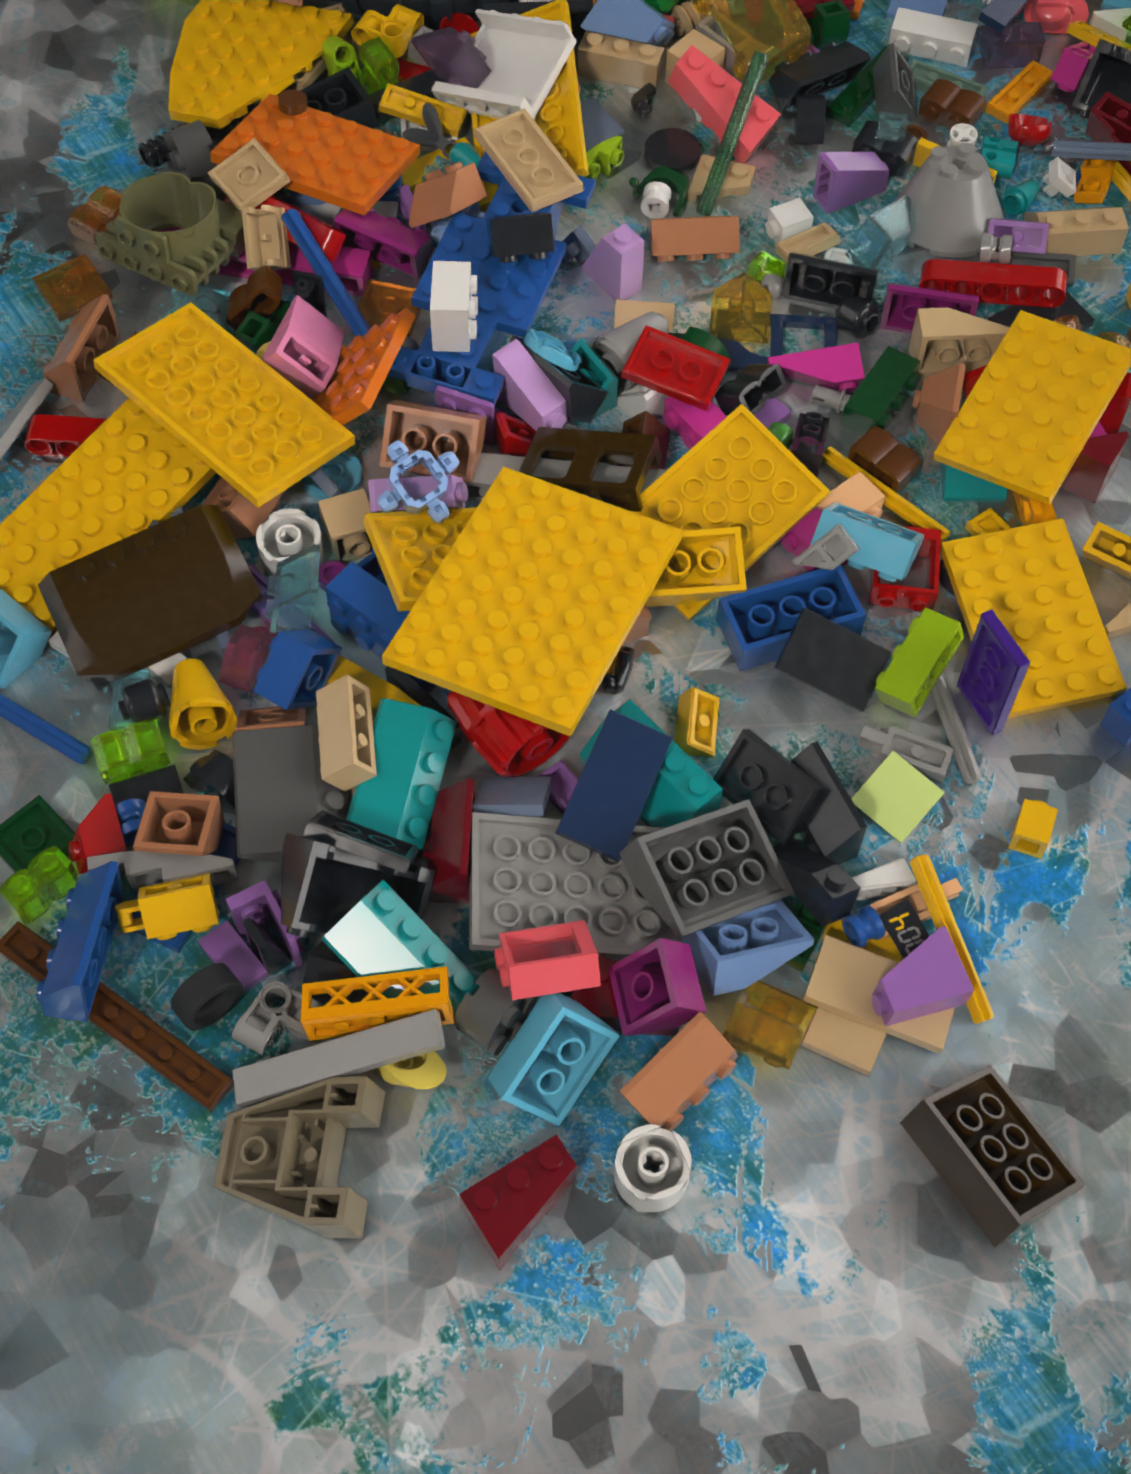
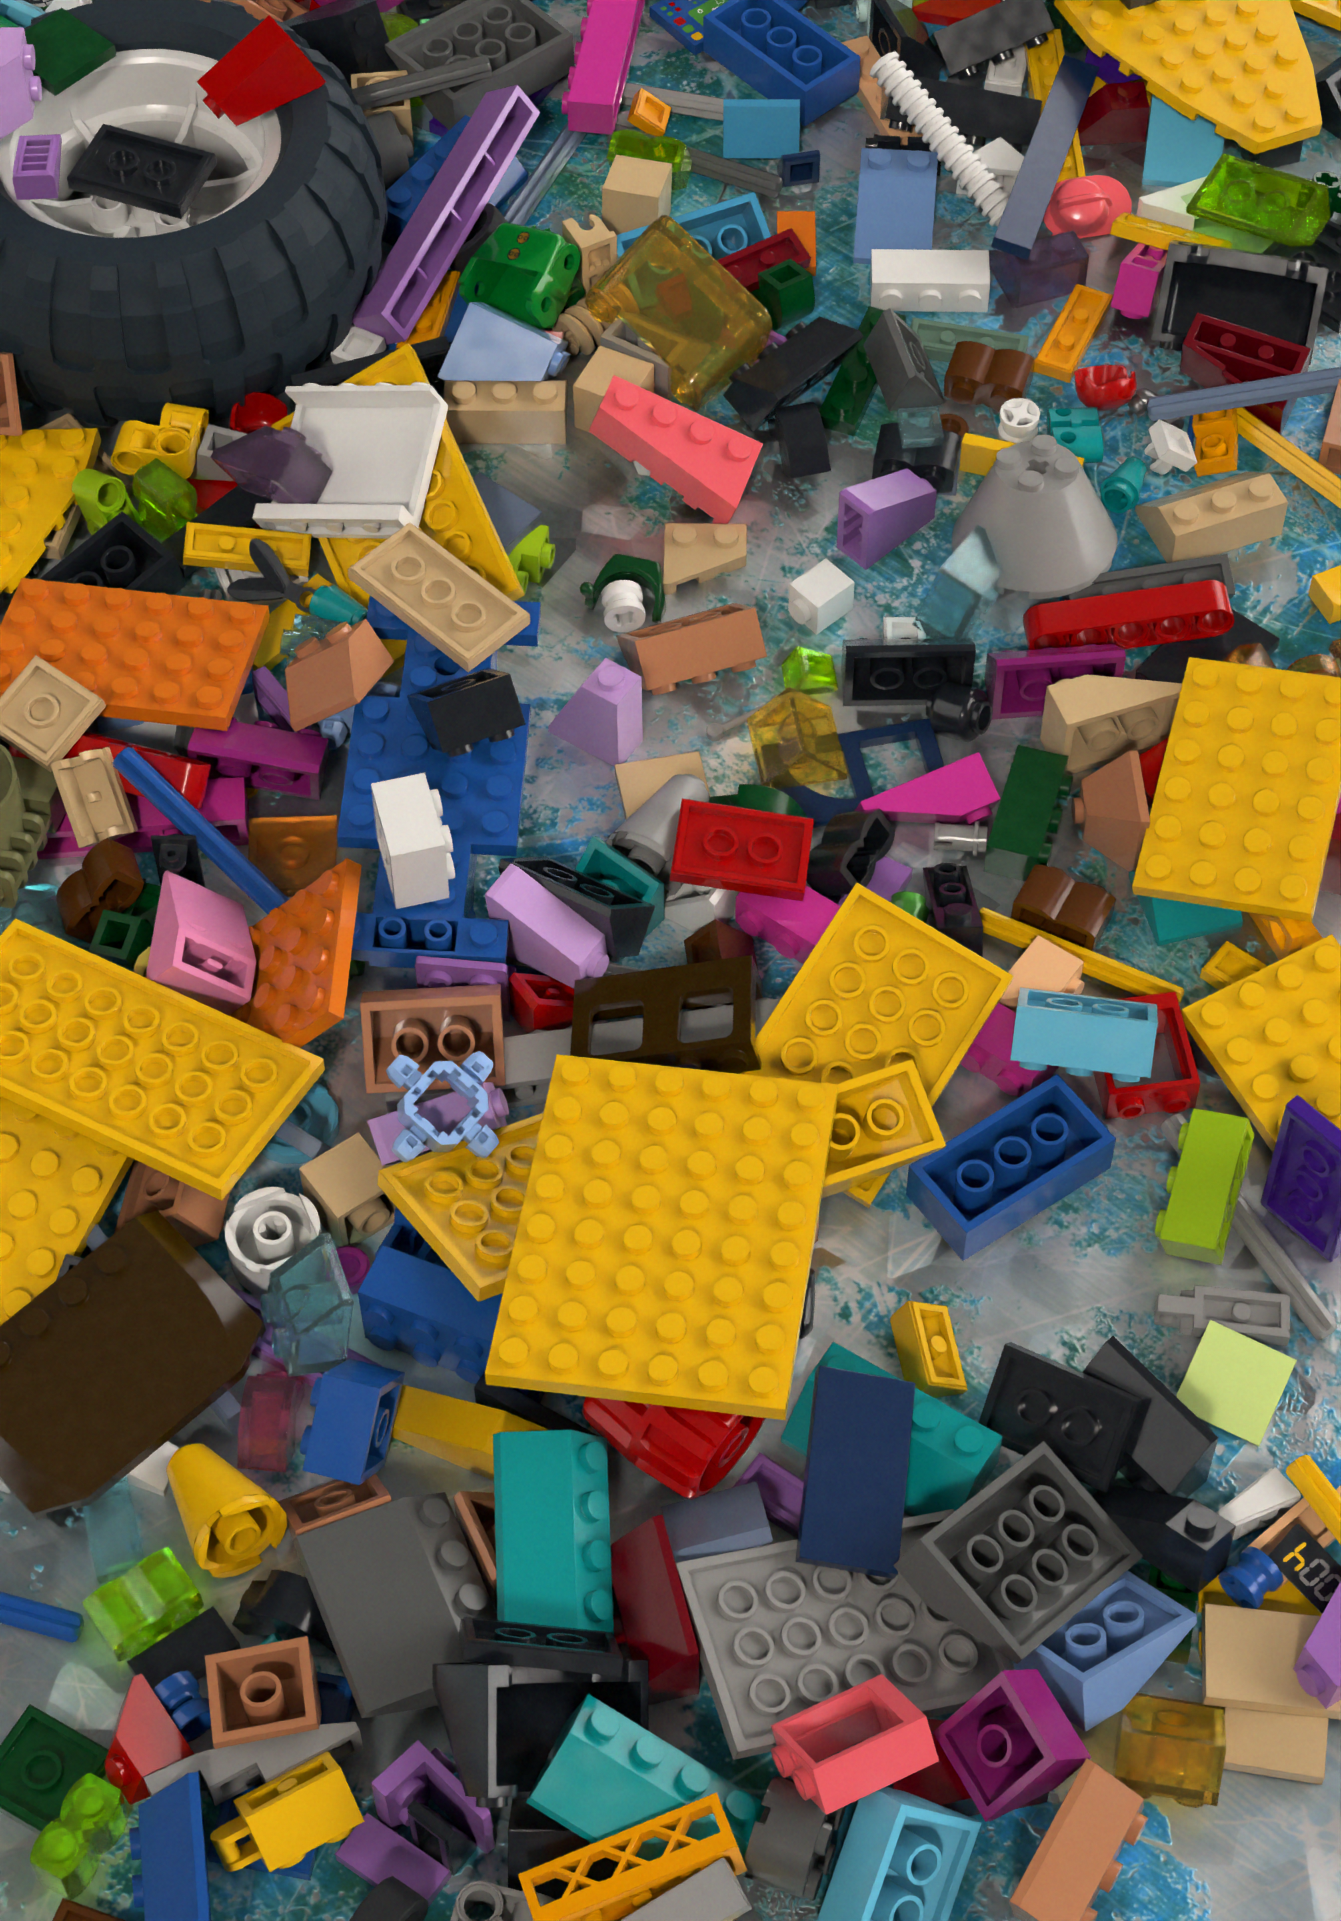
camera: 15 degrees left, 5 degrees down
(144, 701) = (143, 1526): black head -> none
(292, 102) = (65, 585): reddish brown tile -> none
(345, 733) = (461, 1497): tan brick -> none
(552, 350) = (560, 865): medium azure tile -> none
(578, 245) = (542, 696): sand blue tile -> none
(640, 99) = (551, 463): black arm -> none
(672, 149) = (619, 526): black tile -> none
(732, 133) = (706, 489): clear green axle -> none
(773, 284) = (827, 691): light grey hinge -> none
(809, 241) = (855, 619): tan tile -> none
(829, 550) = (1039, 1061): light grey tile -> none
(832, 659) = (1089, 1213): black tile -> none
(989, 246) = (1111, 575): light grey wheel -> none
(1027, 235) = (1142, 546): medium lavender slope -> none

